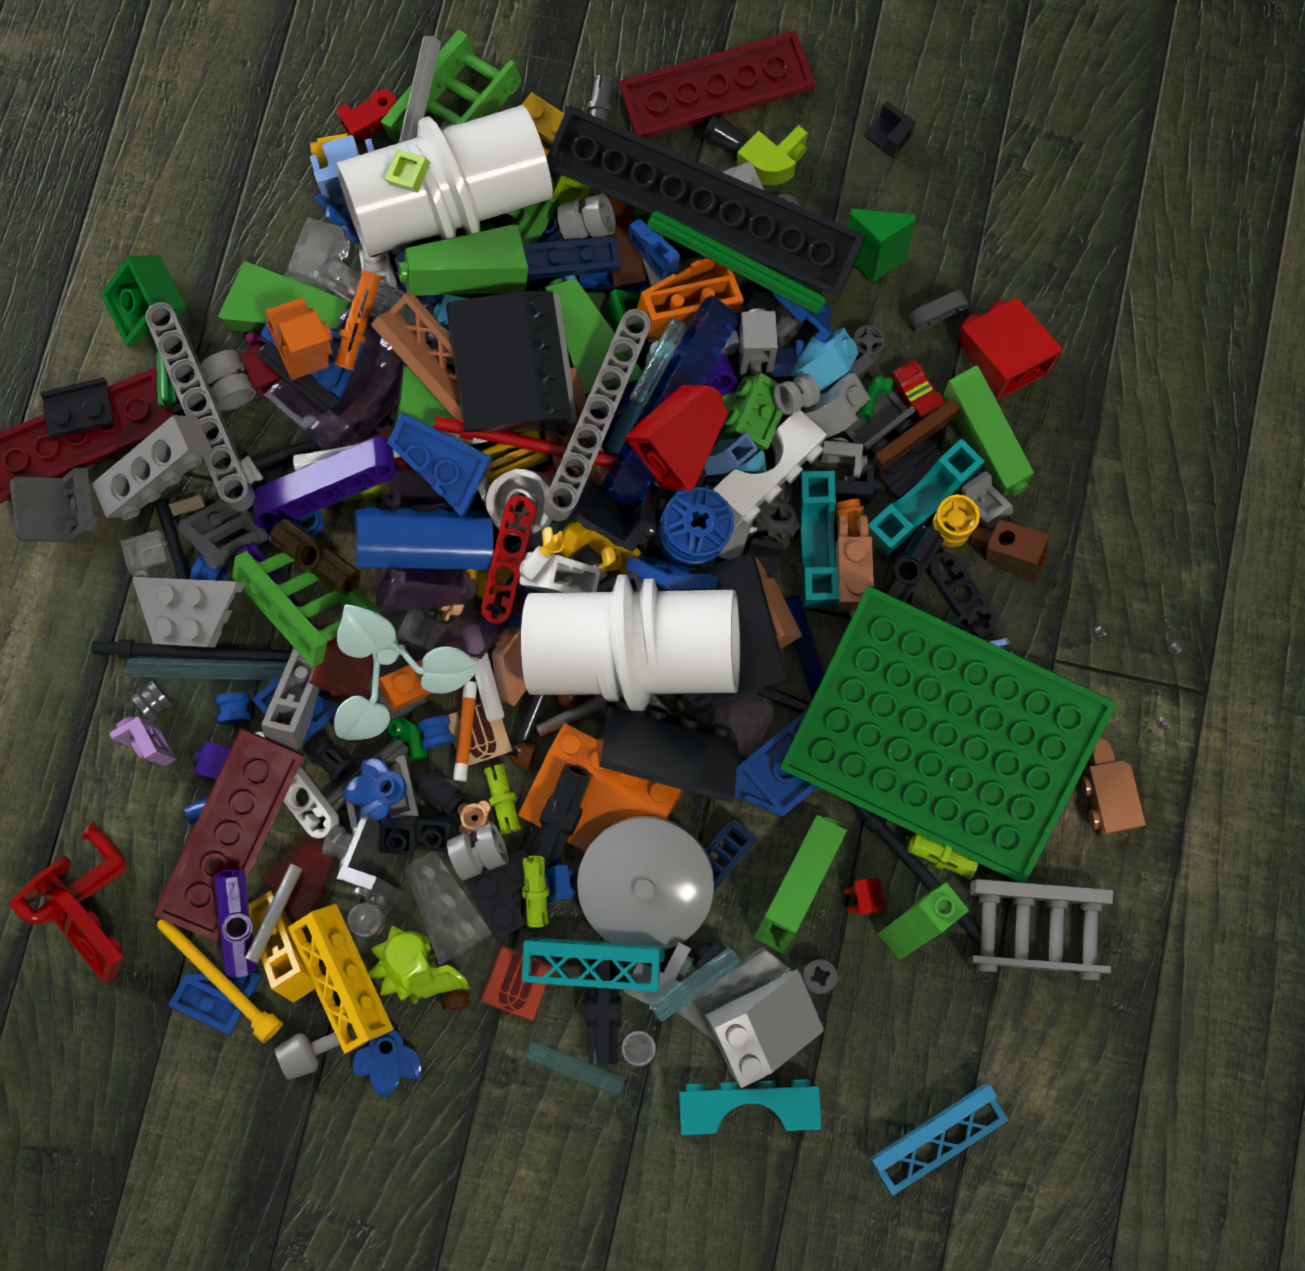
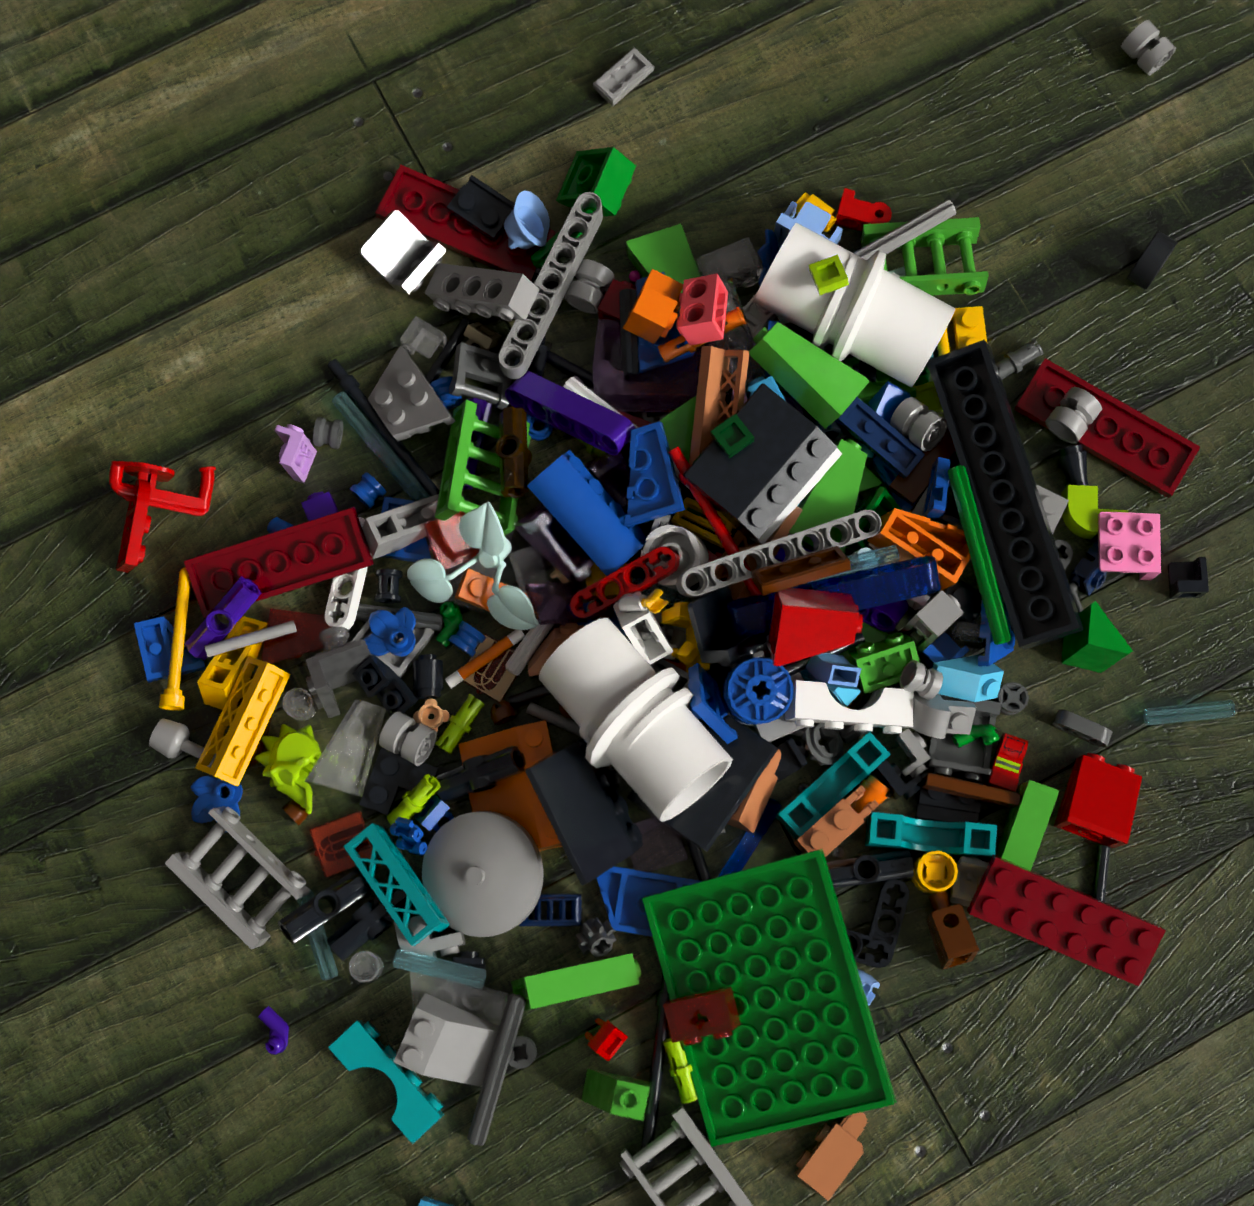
camera: 50 degrees right, 0 degrees up
(72, 201) = (623, 76): none -> light grey plate
(126, 382) = (527, 222): none -> light blue piece
(338, 299) = (702, 309): none -> coral brick
(470, 362) = (732, 436): none -> dark green plate
(489, 1123) = (209, 886): none -> light grey fence
(545, 225) = (887, 400): none -> blue slope
(557, 1058) = (310, 917): none -> black piece
(562, 918) = (409, 835): none -> blue piece
(628, 406) = (800, 570): none -> reddish brown tile
(629, 1170) = (278, 1031): none -> dark purple arm
(686, 98) = (1075, 413): none -> light grey wheel
(778, 835) = (595, 937): none -> dark grey gear
(817, 174) = (1088, 572): none -> dark blue hinge
(818, 1006) = (496, 1069): none -> dark grey axle
(826, 146) = (1129, 543): none -> bright pink bracket
(917, 779) = (716, 1004): none -> clear red brick
(995, 222) = (1189, 712): none -> clear light blue axle
(1076, 411) = (1101, 872): none -> black bar
(1078, 452) = (1065, 920): none -> dark red plate

